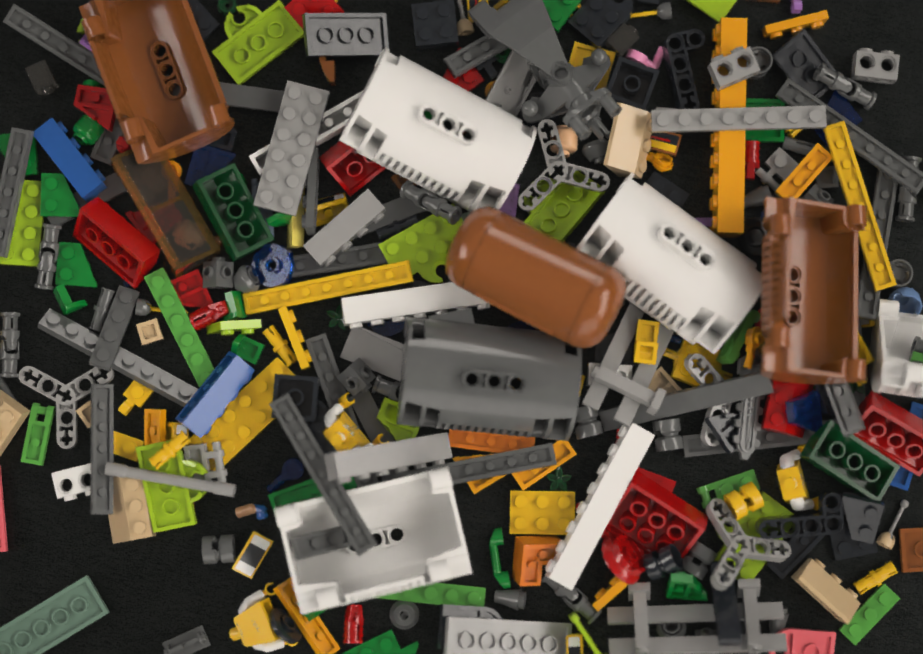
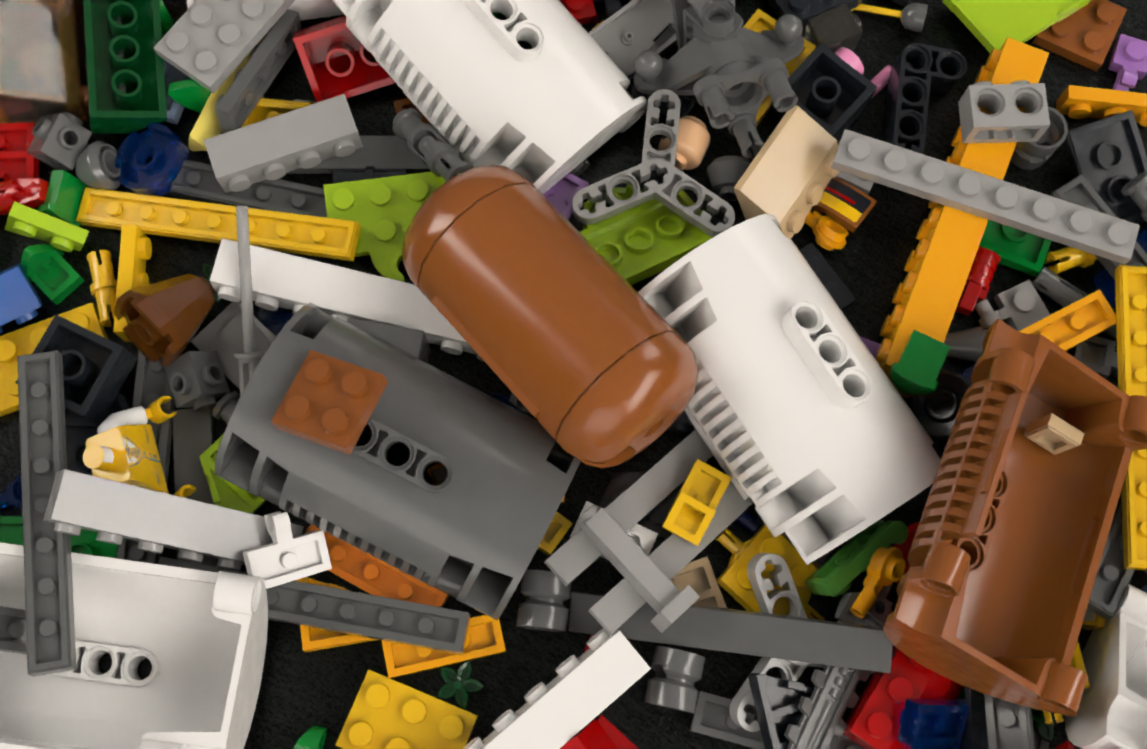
camera: 20 degrees right, 10 degrees down
(328, 351) = (165, 315): none -> reddish brown cone
(381, 354) = (249, 358): none -> light grey piece
(449, 449) = (287, 556): none -> white plate
(452, 369) = (330, 402): none -> dark orange plate
(735, 226) = (919, 364): none -> green tile
(816, 237) = (1053, 434): none -> tan tile

